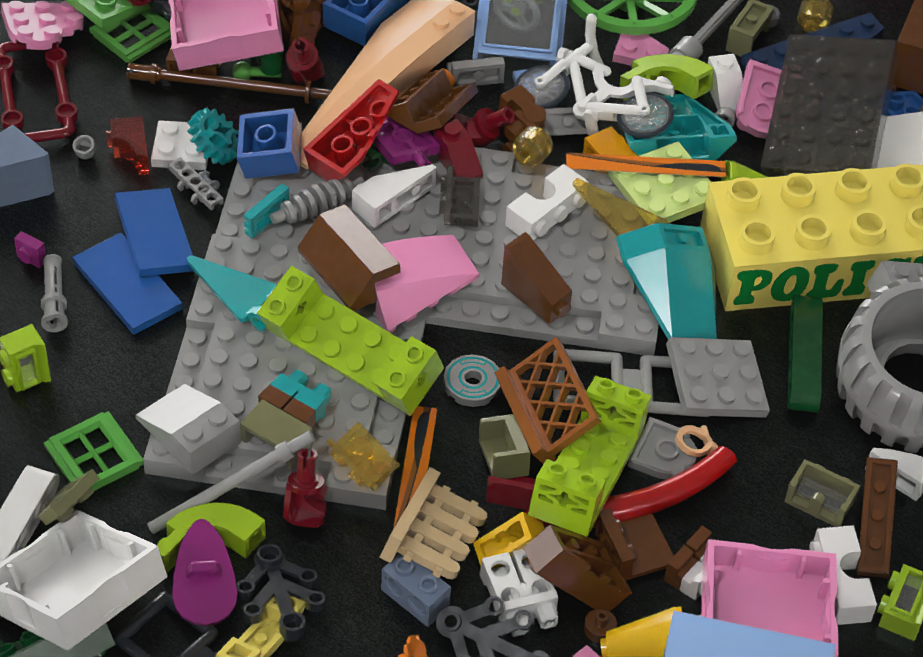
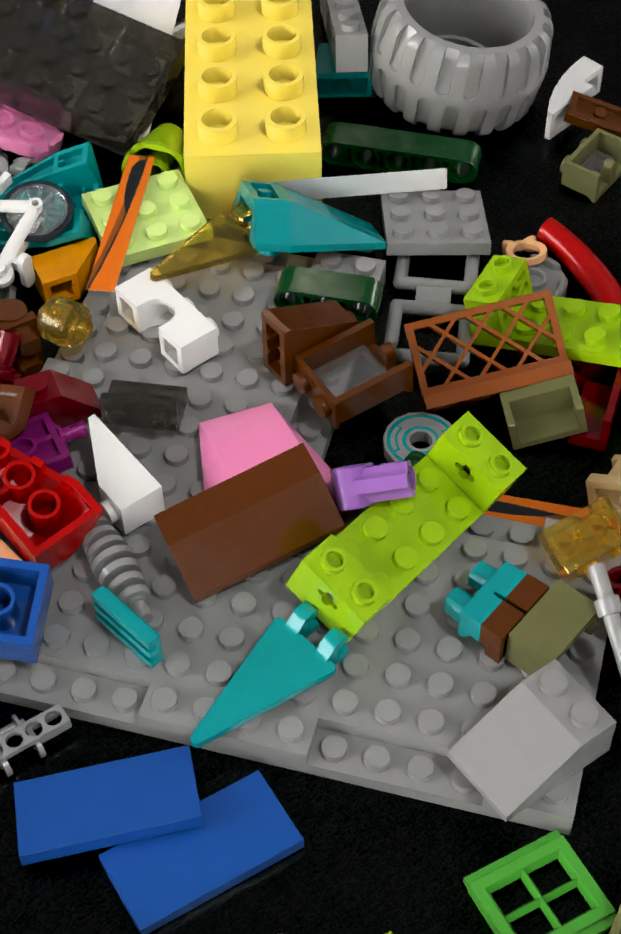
camera: 80 degrees left, 0 degrees up
(385, 315) = (366, 483): none -> medium lavender piece
(508, 313) = (350, 373): none -> reddish brown window
(591, 296) = (308, 285): none -> dark green beam
(734, 310) = (369, 183): none -> white sticker

